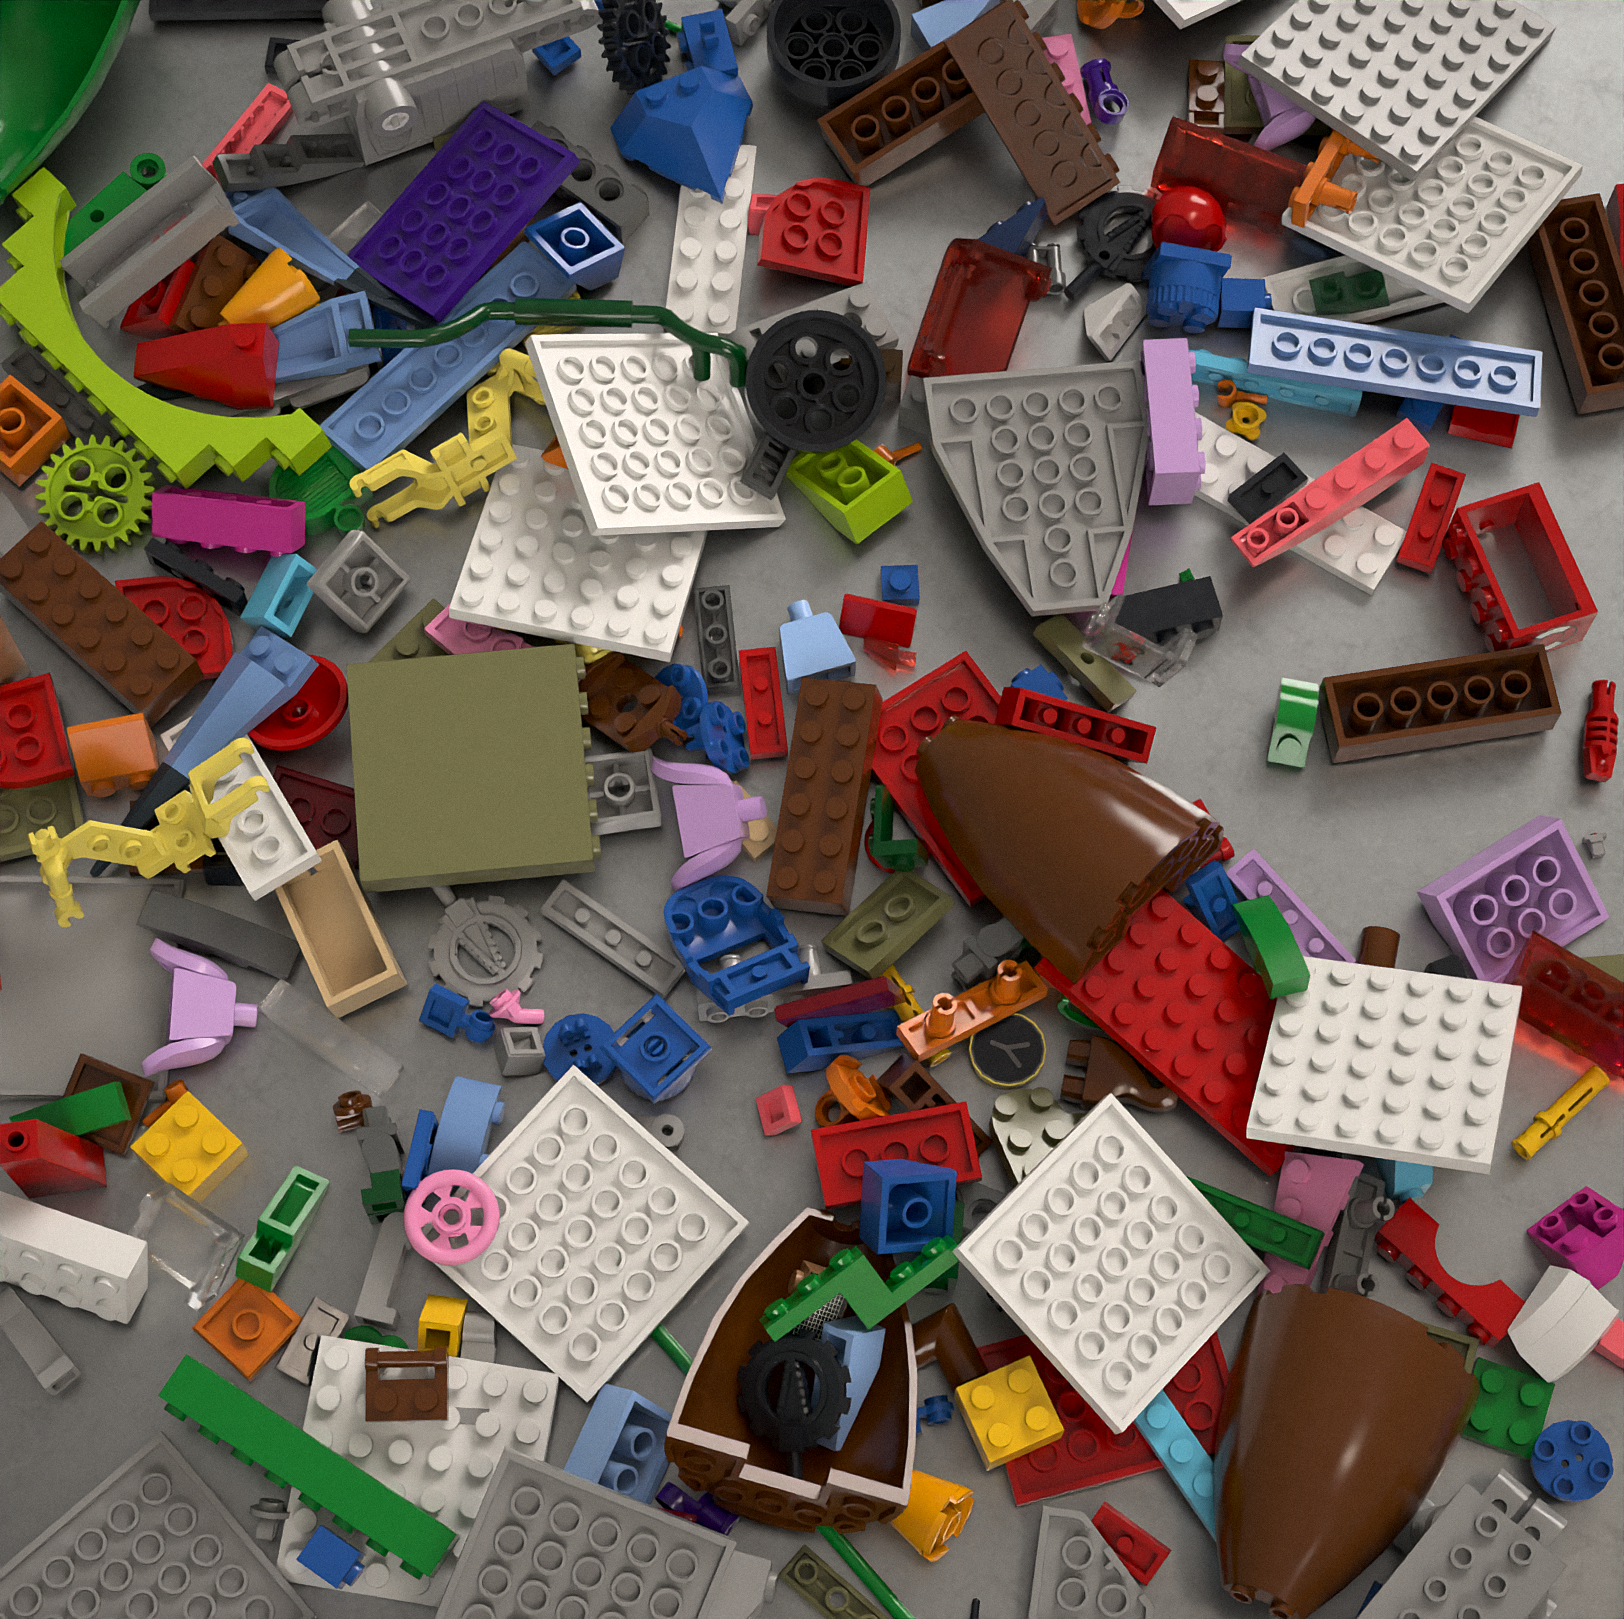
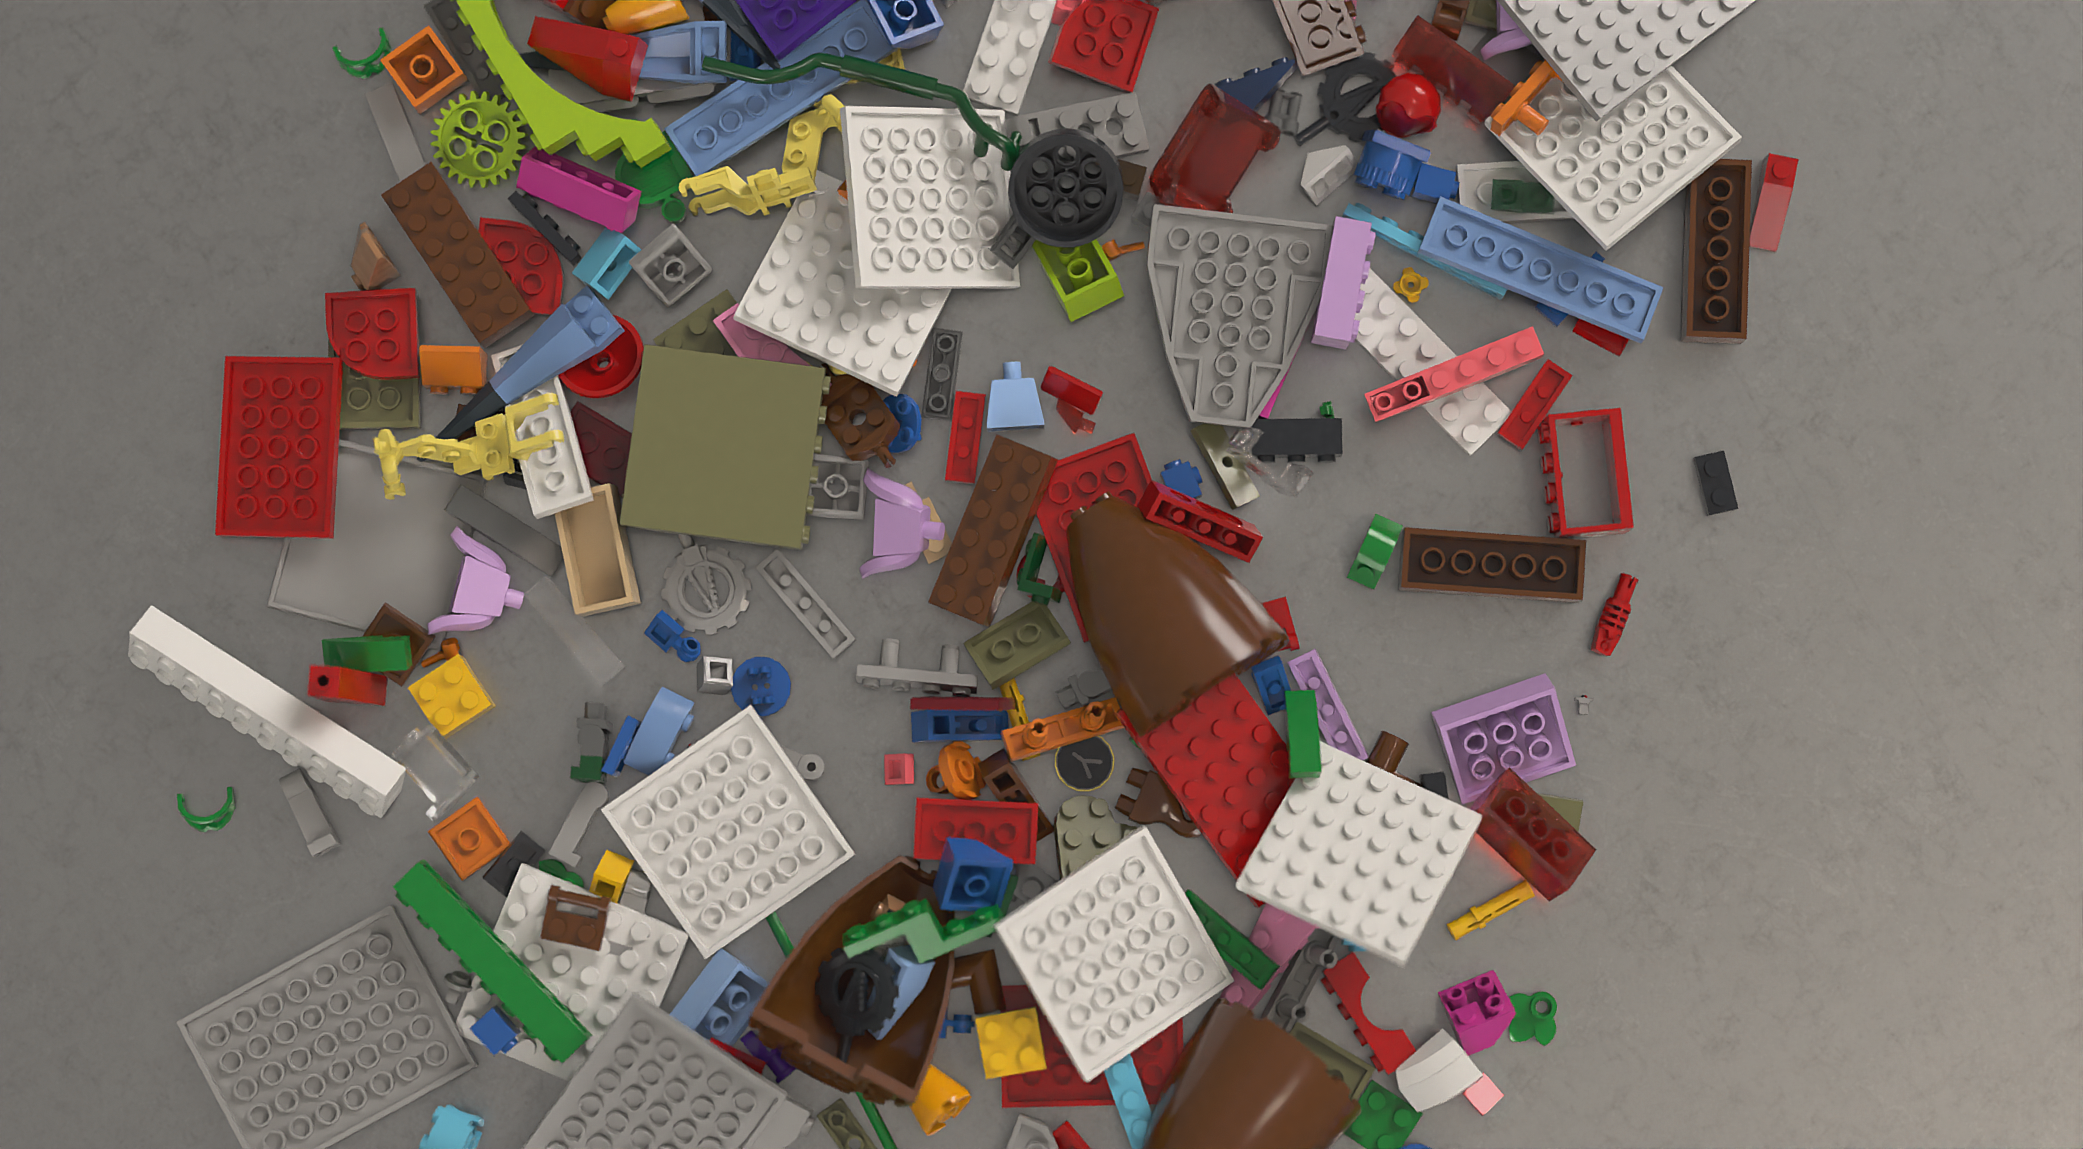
camera: 15 degrees right, 15 degrees up
(281, 1228) = (508, 771): green slope -> none
(349, 1110) = (580, 691): reddish brown plate -> none
(417, 1217) = (620, 823): bright pink plate -> none
(507, 1006) = (712, 639): bright pink plate -> none
(656, 1051) = (815, 706): blue piece -> none
(721, 737) = (924, 463): blue plate -> none
(722, 917) = (890, 606): blue slope -> none
(900, 584) = (1097, 361): blue plate -> none
(1236, 396) = (1412, 261): orange hand -> none
(1267, 488) = (1407, 355): black plate -> none

